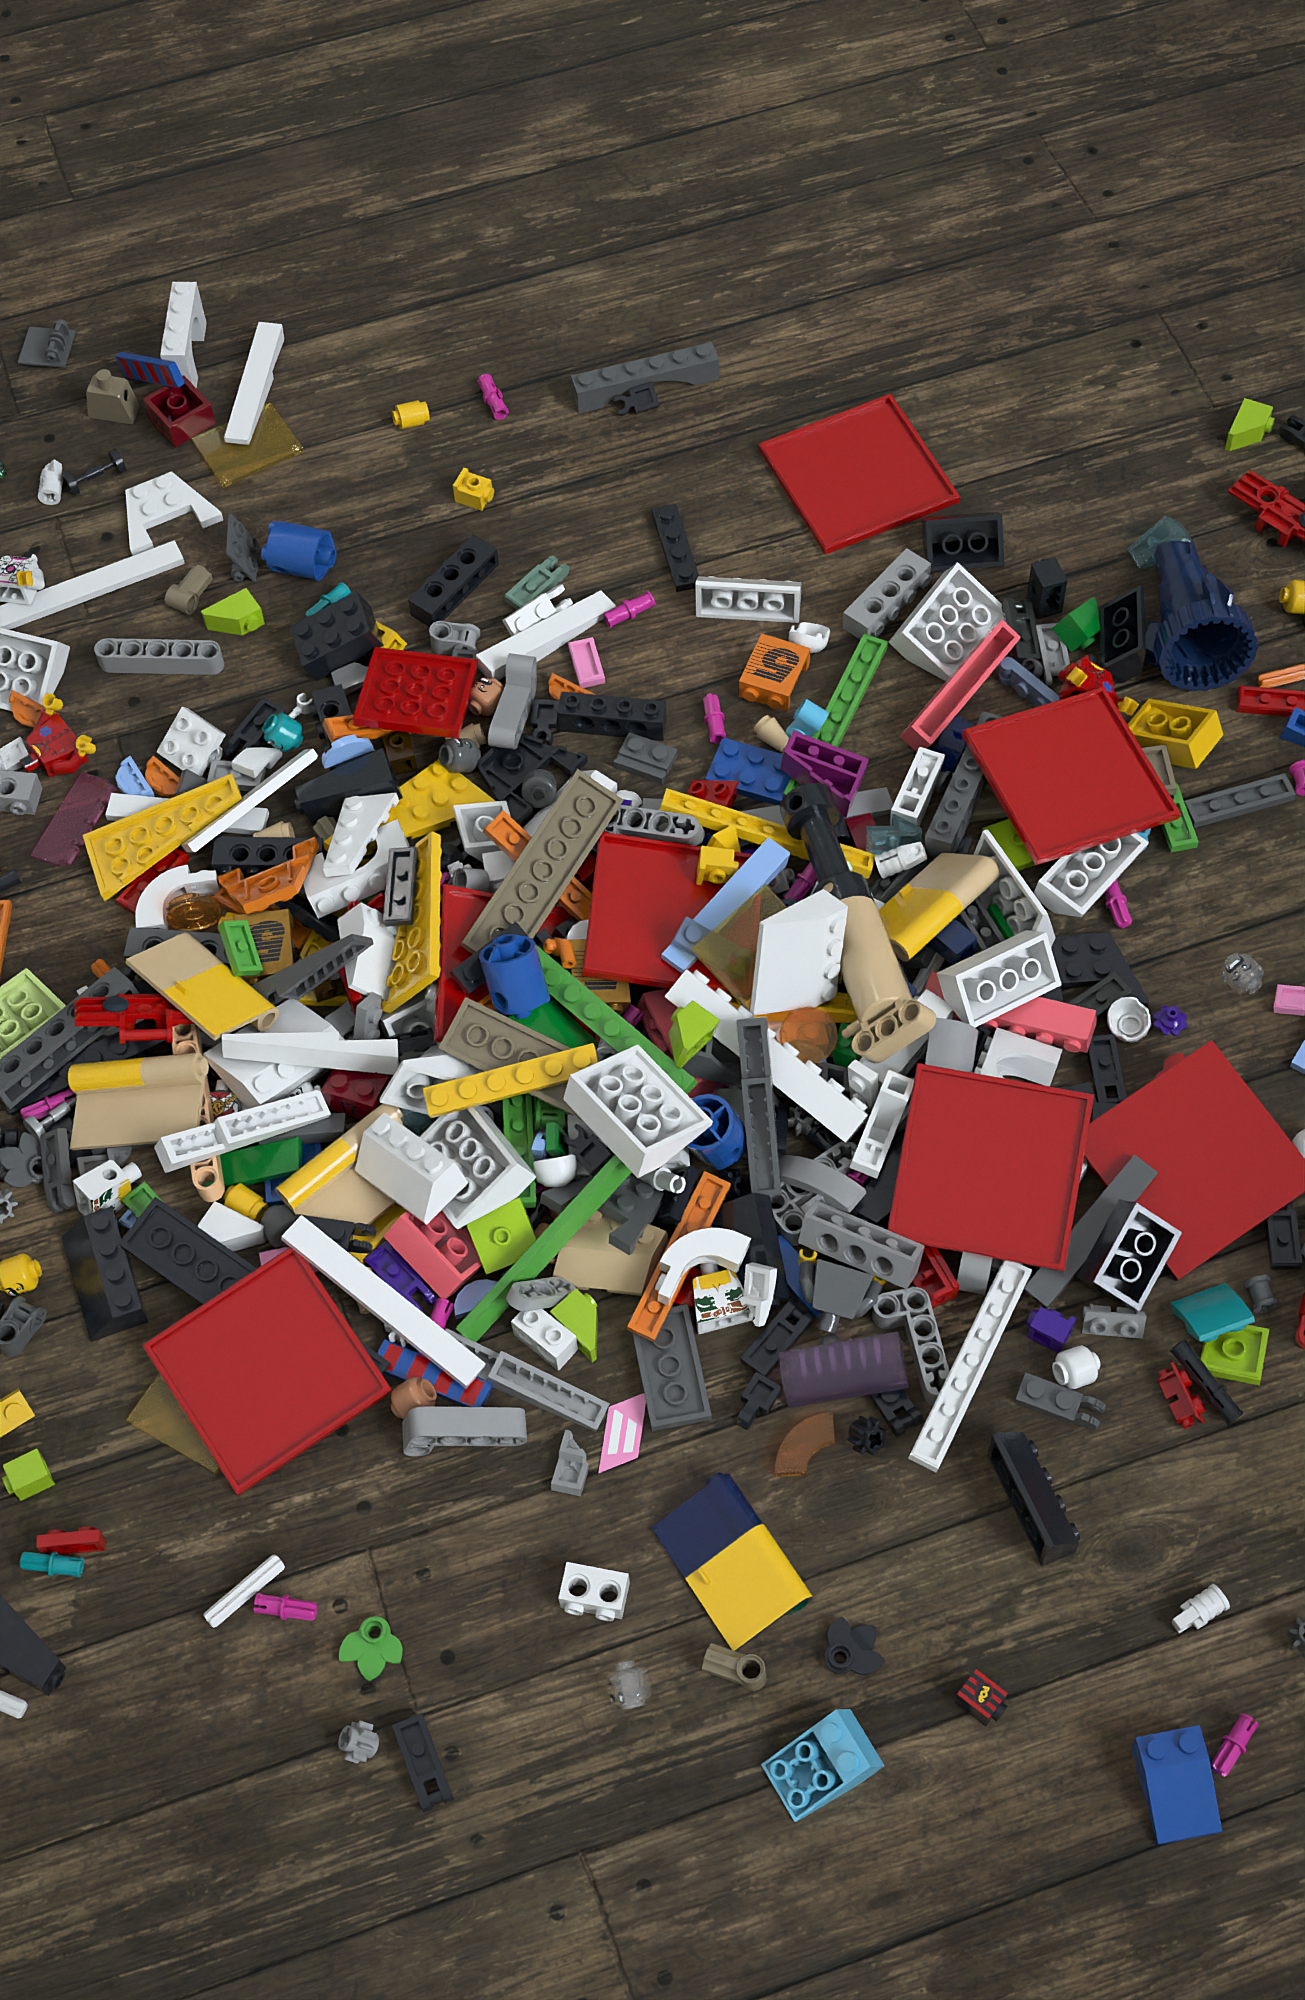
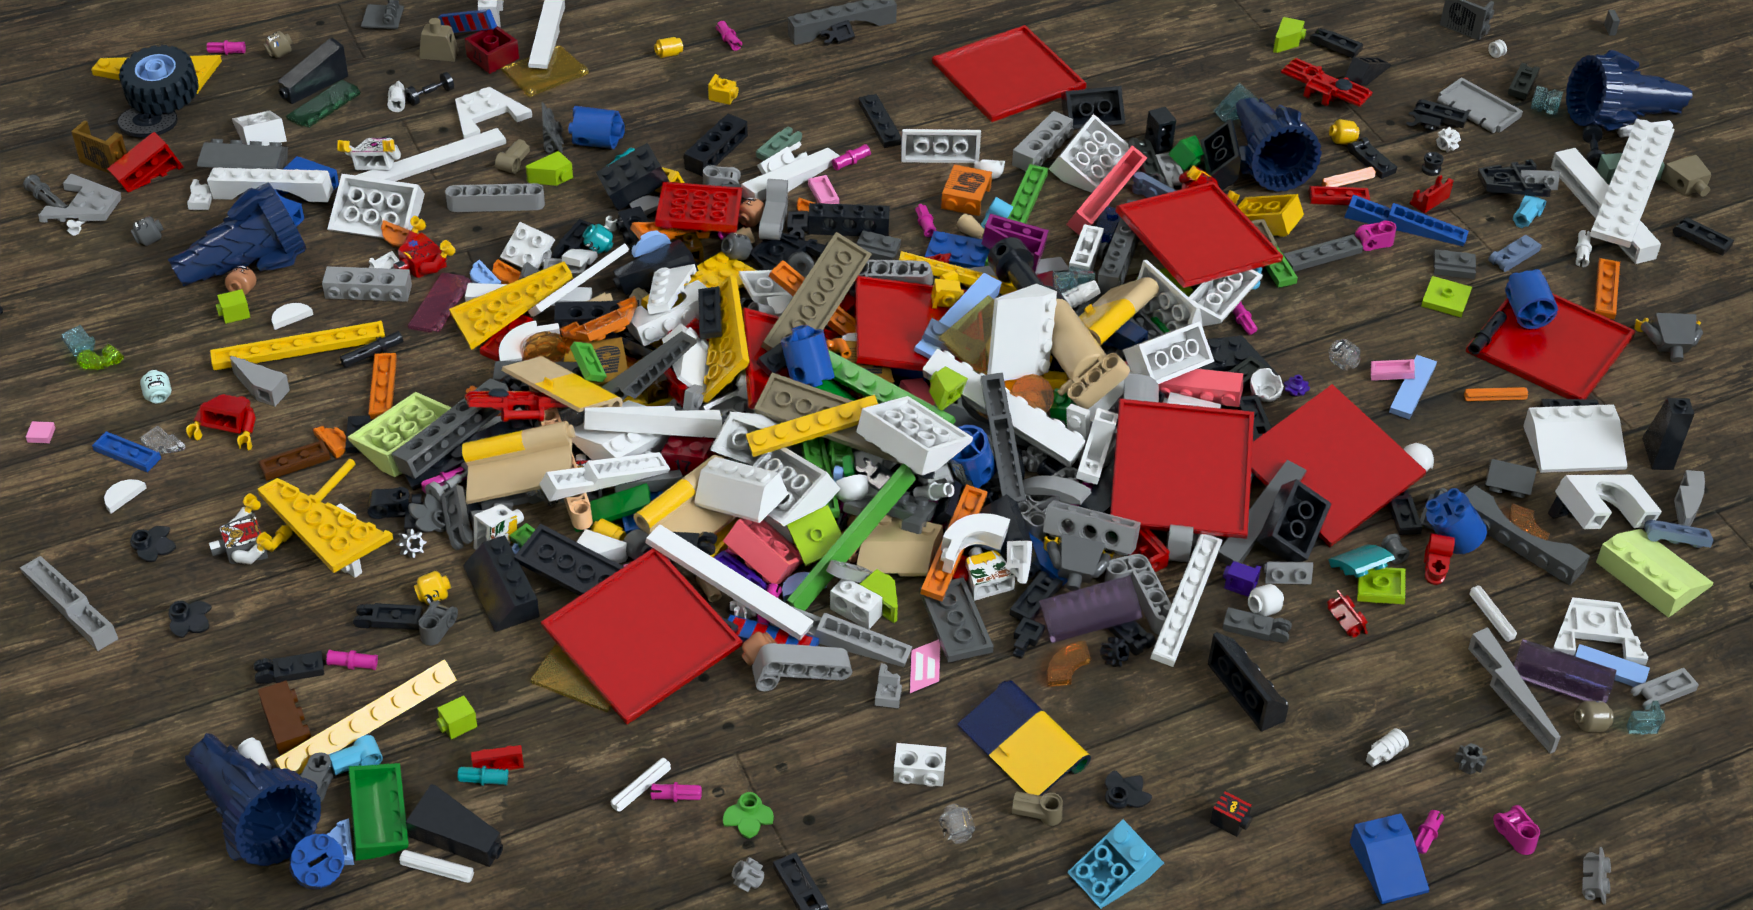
camera: 10 degrees left, 15 degrees down
(1206, 1382) = (1385, 622): black pin -> none

